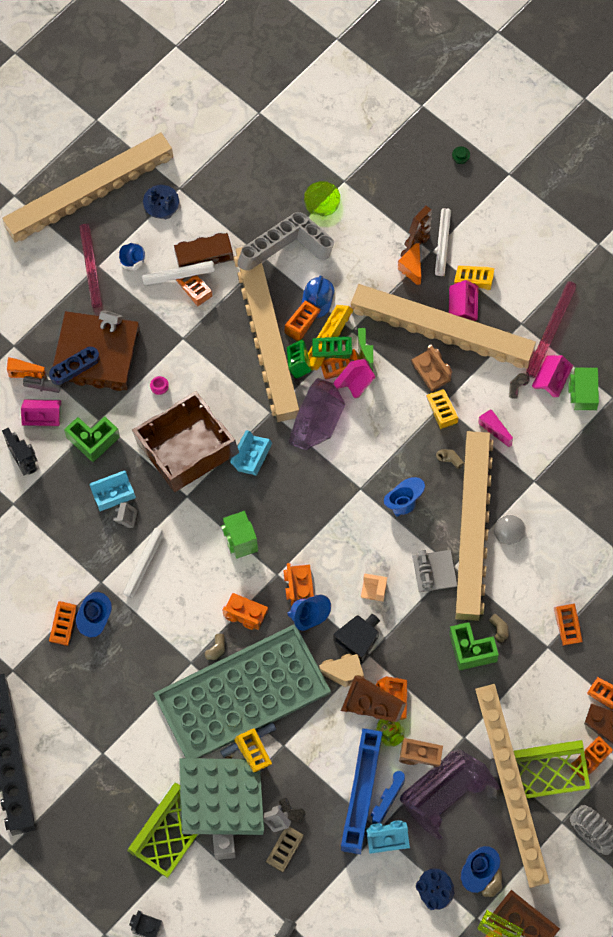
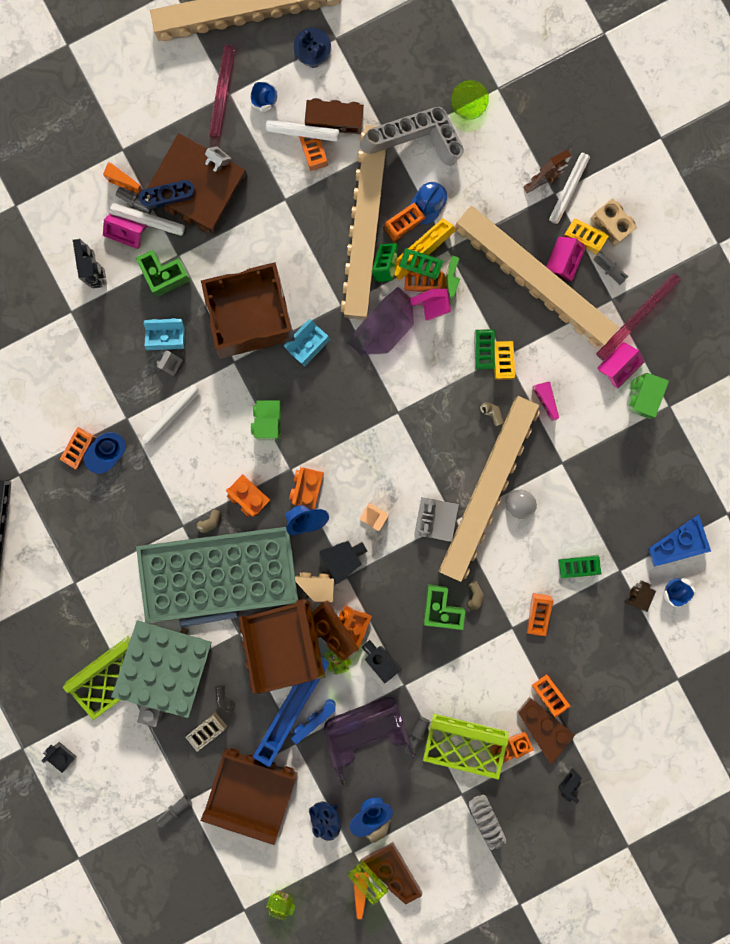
camera: 20 degrees right, 20 degrees up
(60, 396) = (147, 219): none -> white axle
(159, 385) = (245, 241): dark pink plate -> none
(252, 734) = (206, 618): yellow slope -> none
(276, 819) = (206, 706): light grey tile -> none
(331, 734) = (281, 647): none -> reddish brown panel
(351, 893) = (249, 796): none -> reddish brown panel
(387, 837) = (300, 757): medium azure bracket -> none
(404, 496) = (435, 438): blue piece -> none
(410, 264) = (529, 202): orange slope -> none
(417, 752) = (355, 690): medium nougat plate -> none
(419, 388) = (484, 332): none -> green slope
(432, 368) = (509, 317): medium nougat bracket -> none
(433, 717) = (387, 668): none -> black torso
(461, 155) = (622, 101): dark green plate -> none
(493, 258) = (609, 225): none -> tan brick
(508, 296) = (610, 268): none -> dark grey axle
(512, 786) = (428, 757): tan brick -> none
(515, 383) = (585, 359): clear smoke arm -> none
(591, 572) = (596, 565): none -> green slope

